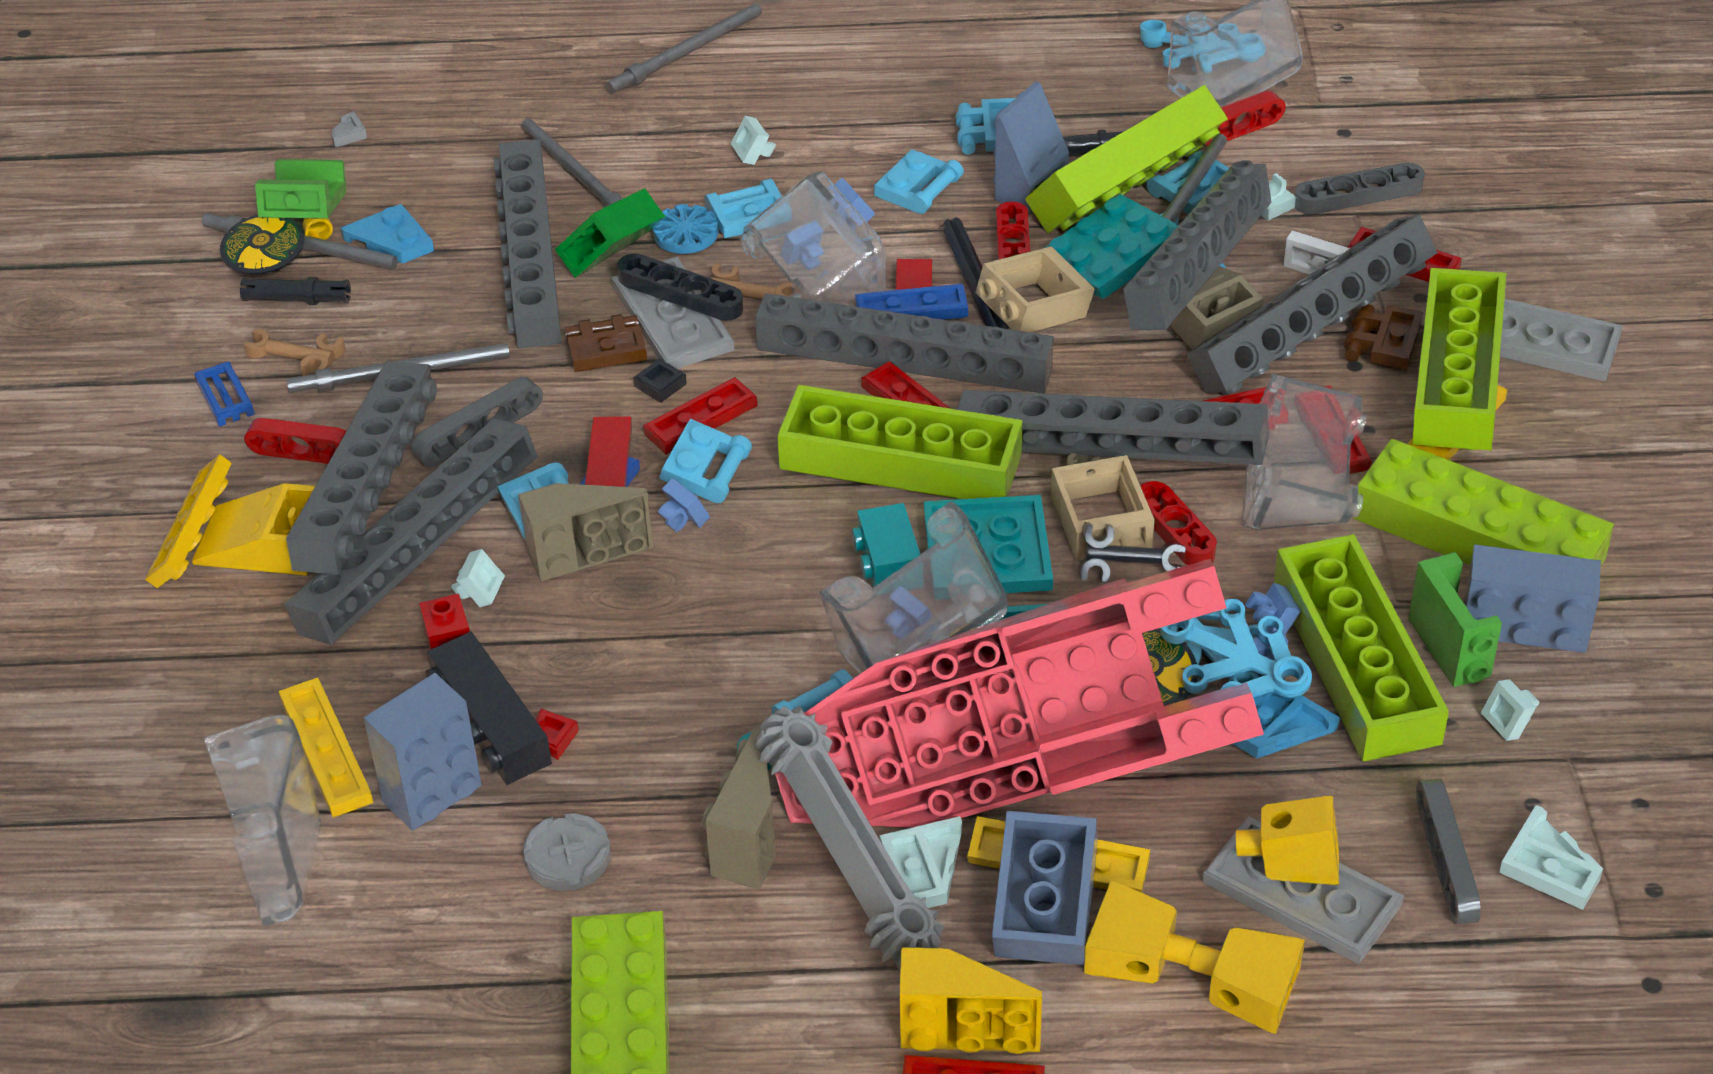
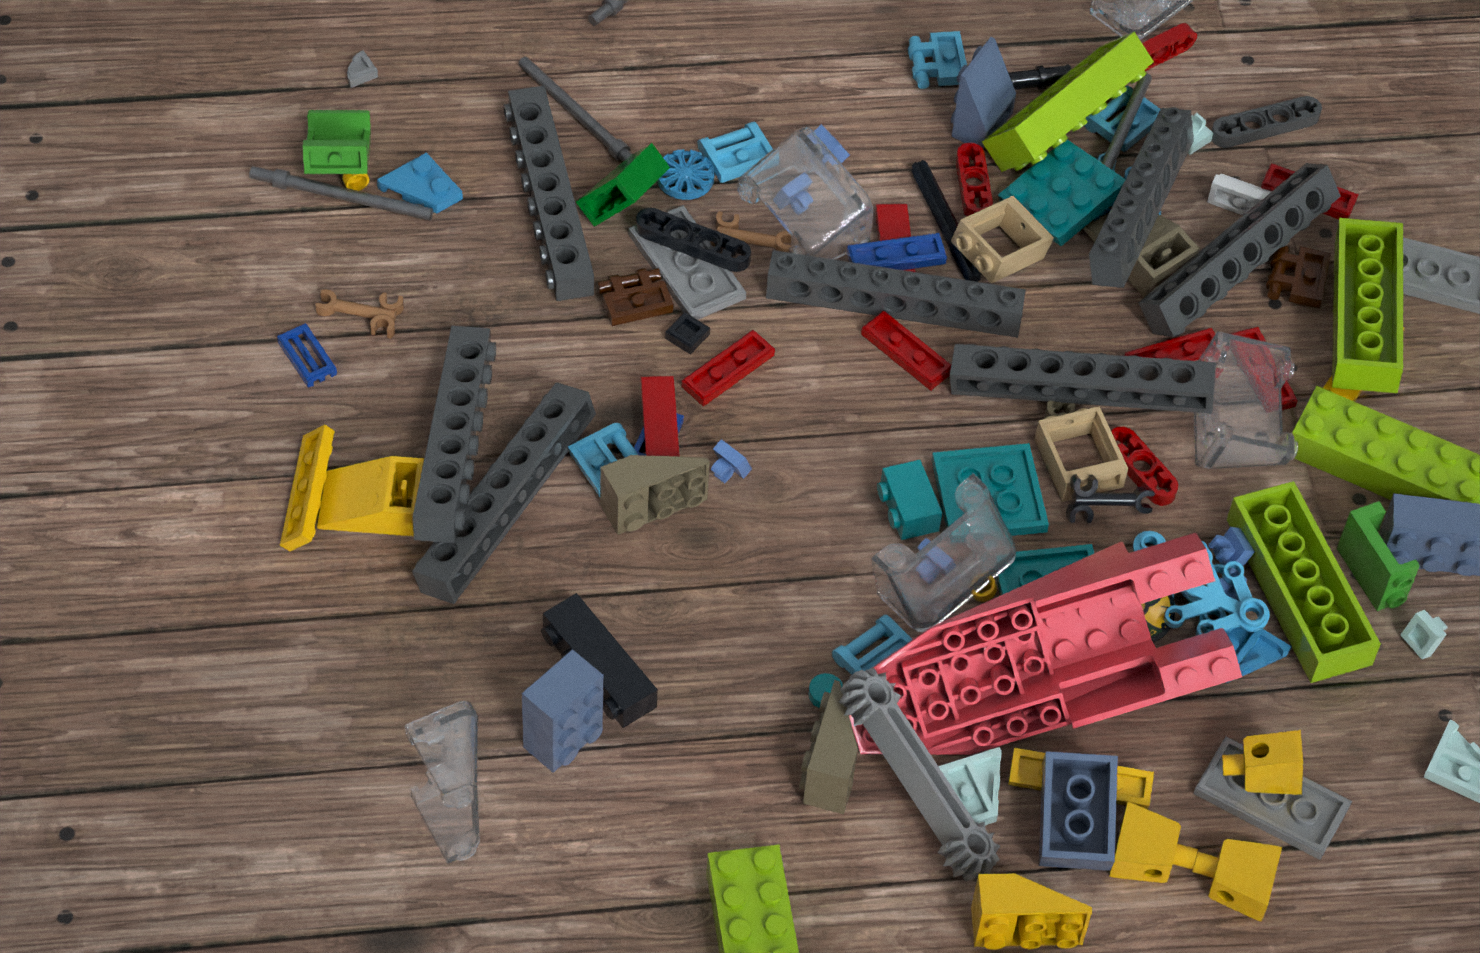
camera: 10 degrees left, 10 degrees up
(262, 244) = (312, 201): shield -> none
(274, 439) = (369, 402): red beam -> none
(307, 290) = (350, 247): black pin -> none
(326, 747) = (460, 684): yellow plate -> none
(327, 379) = (396, 339): flat silver bar -> none
(440, 441) = (537, 381): dark grey beam -> none
(443, 620) = (548, 583): red brick -> none
(478, 579) = (568, 538): light aqua tile -> none
(558, 729) = (659, 675): red tile -> none
(567, 852) = (684, 788): light grey tile -> none
(695, 454) = (731, 411): medium azure plate -> none
(751, 141) = (730, 80): light aqua tile -> none
(899, 444) = (906, 398): lime brick -> none
(911, 174) = (875, 115): medium azure plate -> none
(1448, 851) = (1383, 762): dark grey beam -> none

